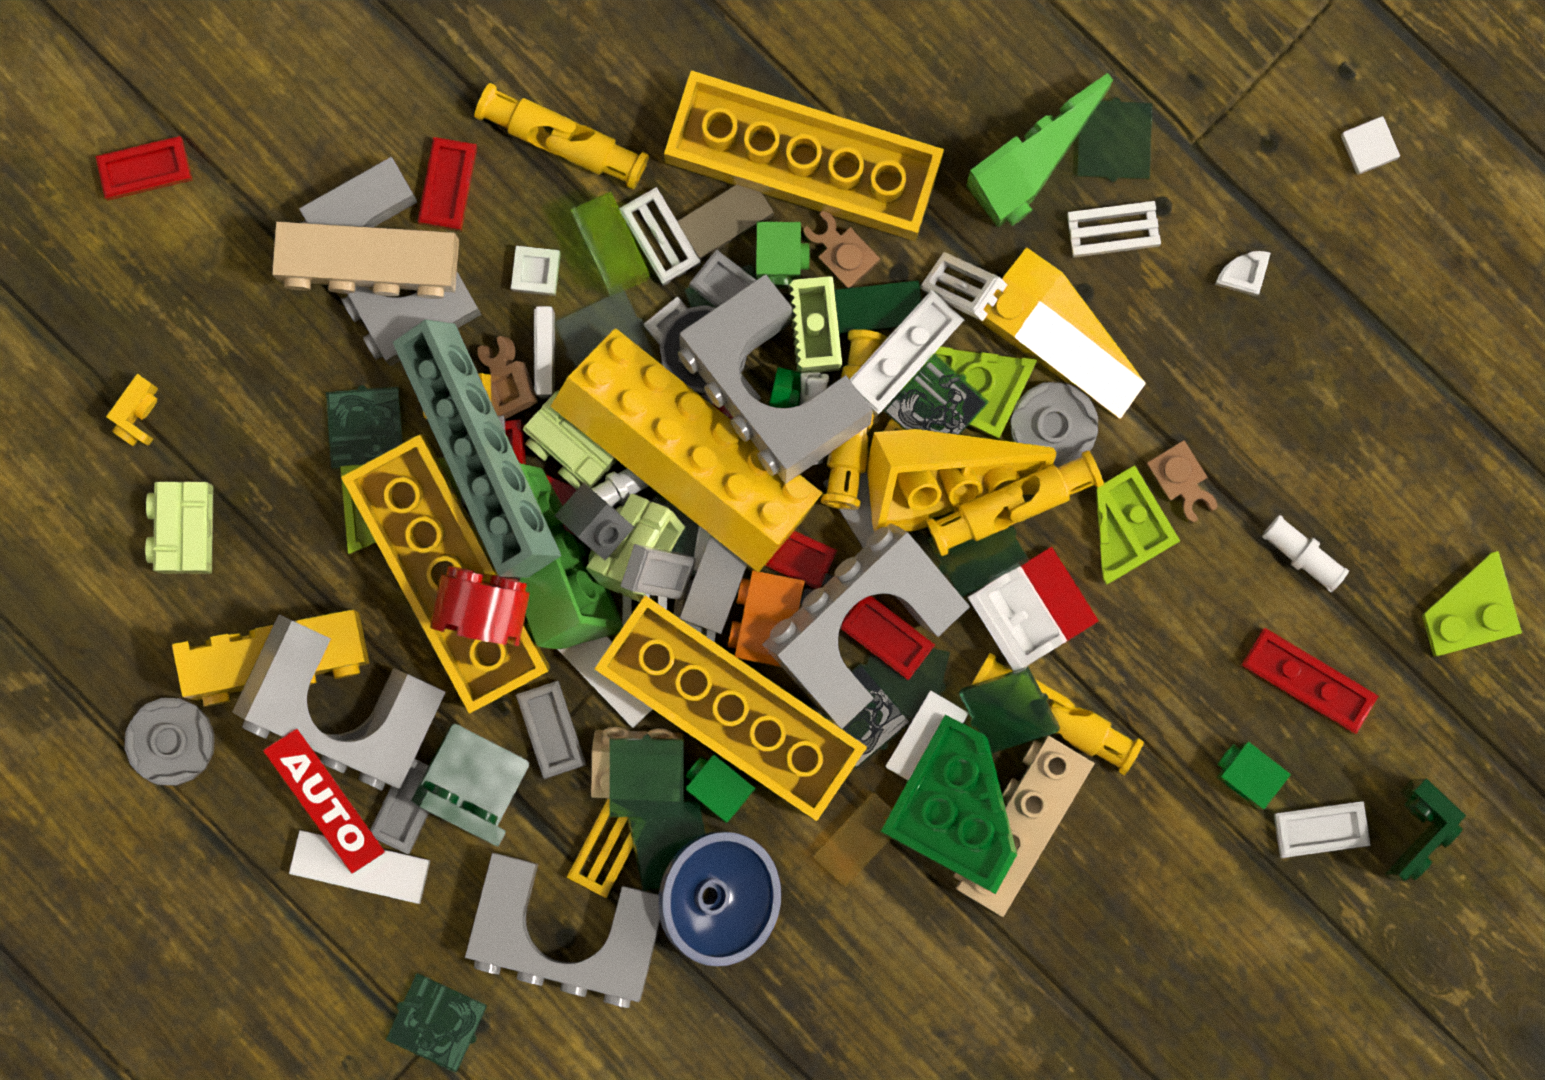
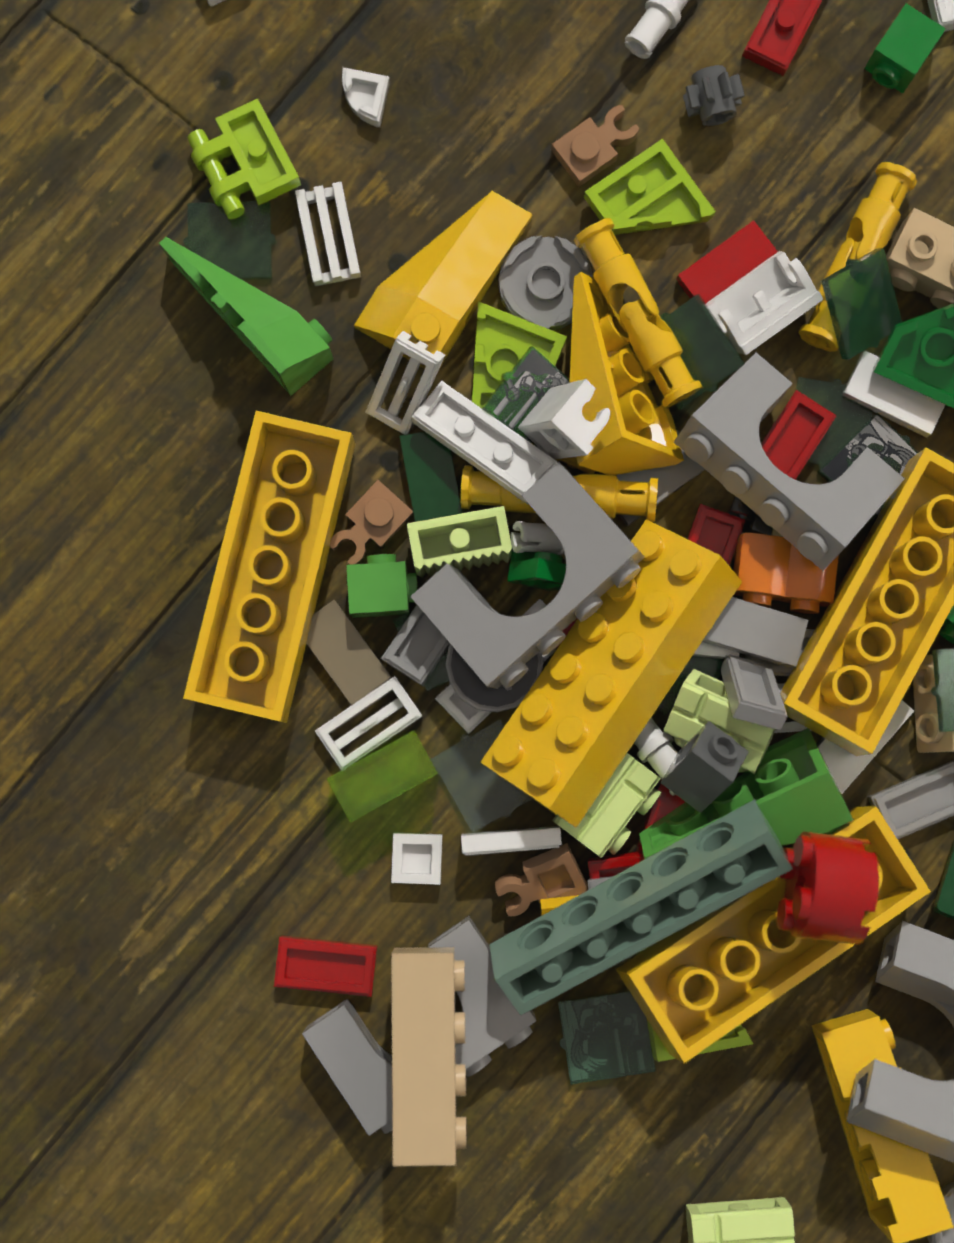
camera: 100 degrees left, 0 degrees up
(568, 139) = (275, 806): yellow piece -> none
(915, 413) = (558, 421): none -> white hinge
(1192, 168) = (257, 152): none -> lime plate
(1218, 592) = (713, 95): none -> dark grey gear

